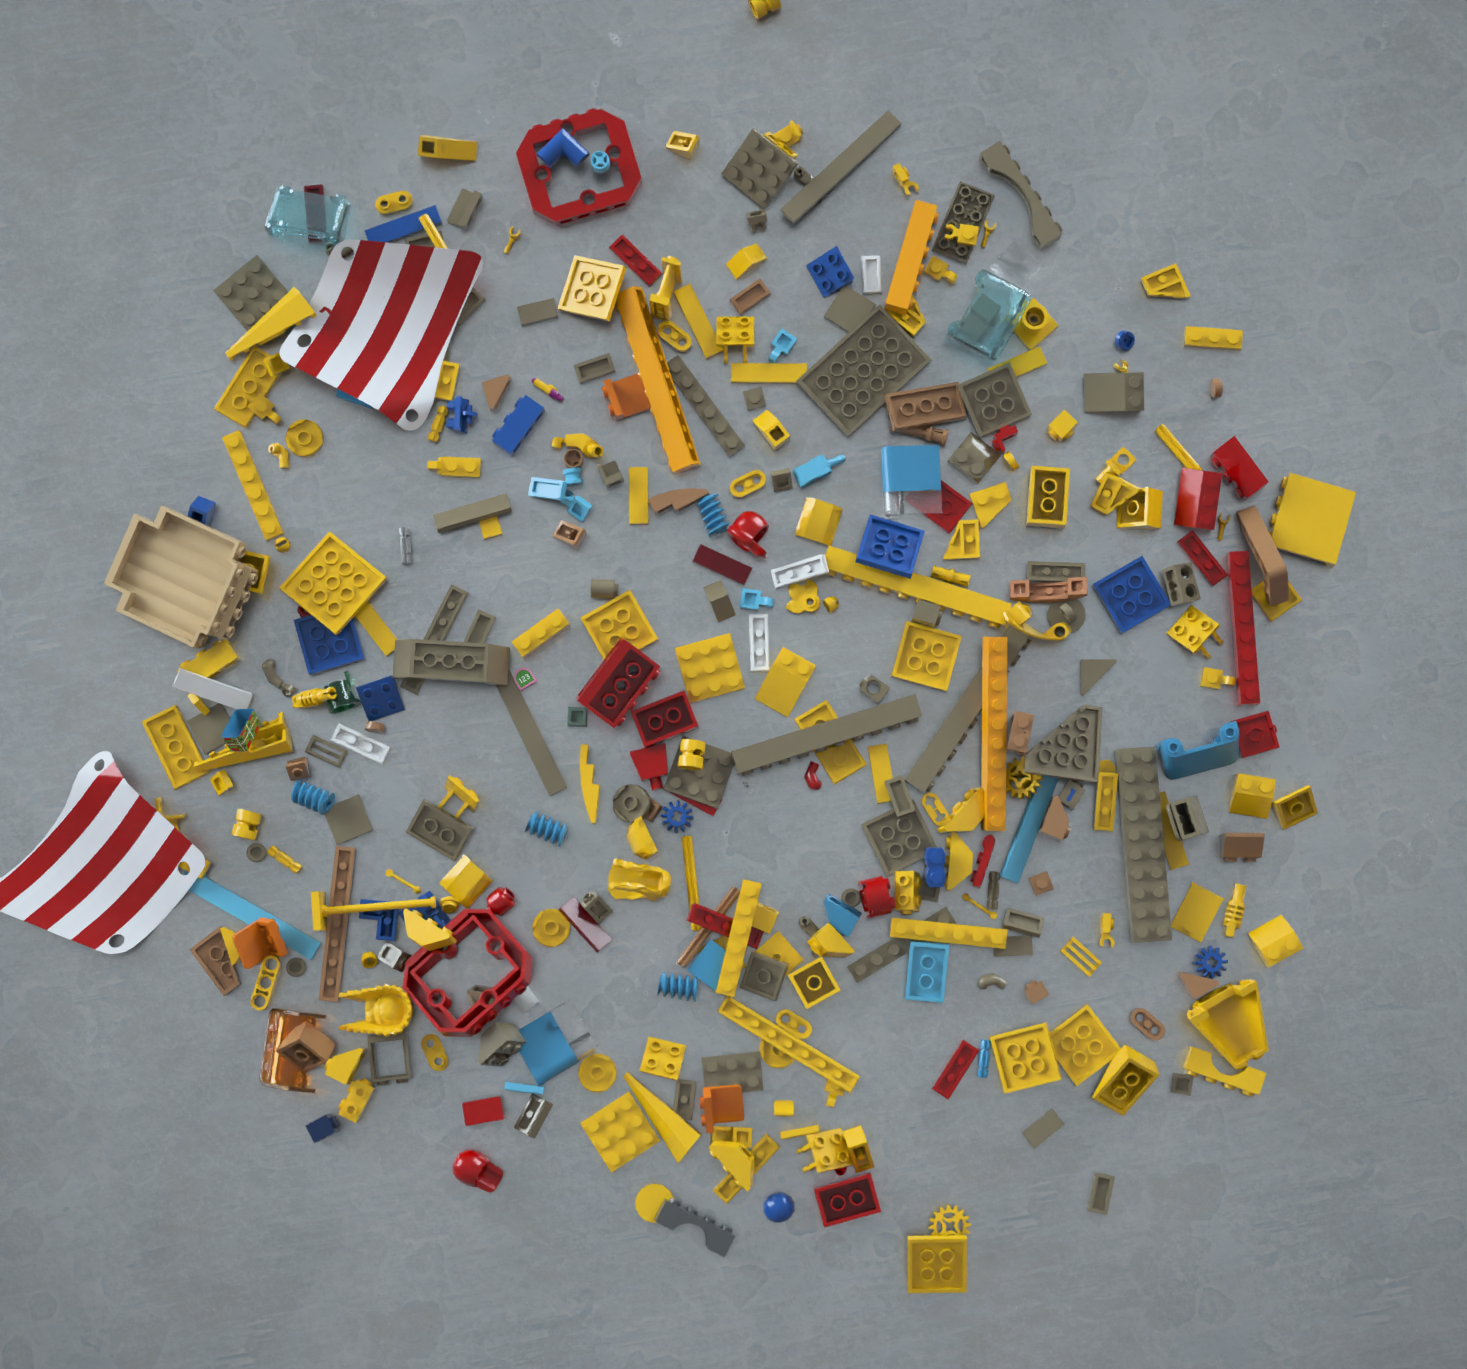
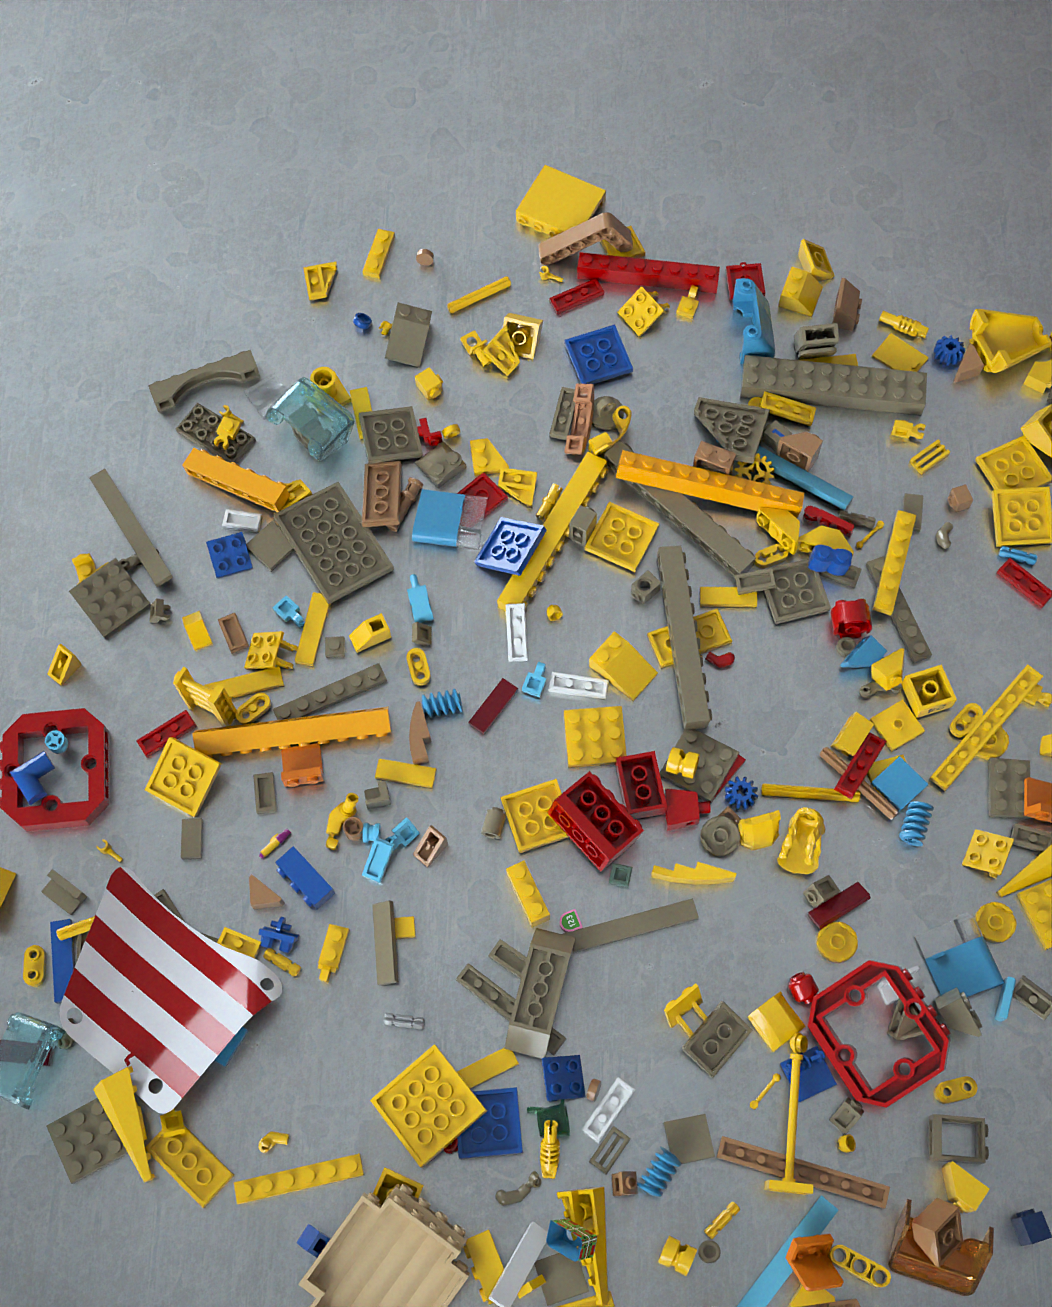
camera: 80 degrees left, 15 degrees down
(221, 782) = (624, 1277): yellow plate -> none
(262, 407) = (216, 1149): yellow plate -> none
(283, 548) = (376, 1154): yellow hinge -> none
(296, 967) = (844, 1229): dark tan tile -> none
(304, 438) = (261, 1110): yellow tile -> none
(357, 1100) = (1002, 1184): yellow brick -> none
(386, 921) = (808, 1114): blue brick -> none
(386, 1010) = (909, 1133): yellow piece -> none
(426, 932) = (829, 1069): yellow slope -> none
(483, 1111) = (1027, 1046): red panel -> none
(547, 828) = (731, 925): dark azure piece -> none
(719, 601) = (528, 714): dark tan slope -> none
(738, 938) = (876, 752): yellow plate -> none
(748, 531) = (466, 674): red piece -> none
(764, 975) = (915, 738): dark tan tile -> none
(800, 597) = (540, 638): yellow plate -> none
(819, 521) = (469, 608): yellow slope -> none
(902, 175) = (157, 476): yellow plate -> none
(907, 892) = (850, 591): yellow brick -> none
(927, 971) = (929, 588): medium azure plate -> none
(938, 269) = (256, 461): yellow plate -> none
(1023, 922) = (891, 498): dark tan tile -> none
(1041, 883) = (855, 478): medium nougat plate -> none
(1048, 497) = (493, 404): yellow brick -> none
(1092, 670) = (663, 401): dark tan tile -> none
(1147, 1024) = (999, 413): medium nougat plate -> none
(1181, 584) = (598, 312): dark tan brick -> none
(1198, 498) = (522, 285): red slope -> none
(1239, 469) = (503, 248): red slope -> none
(1275, 941) = (937, 296): yellow slope -> none

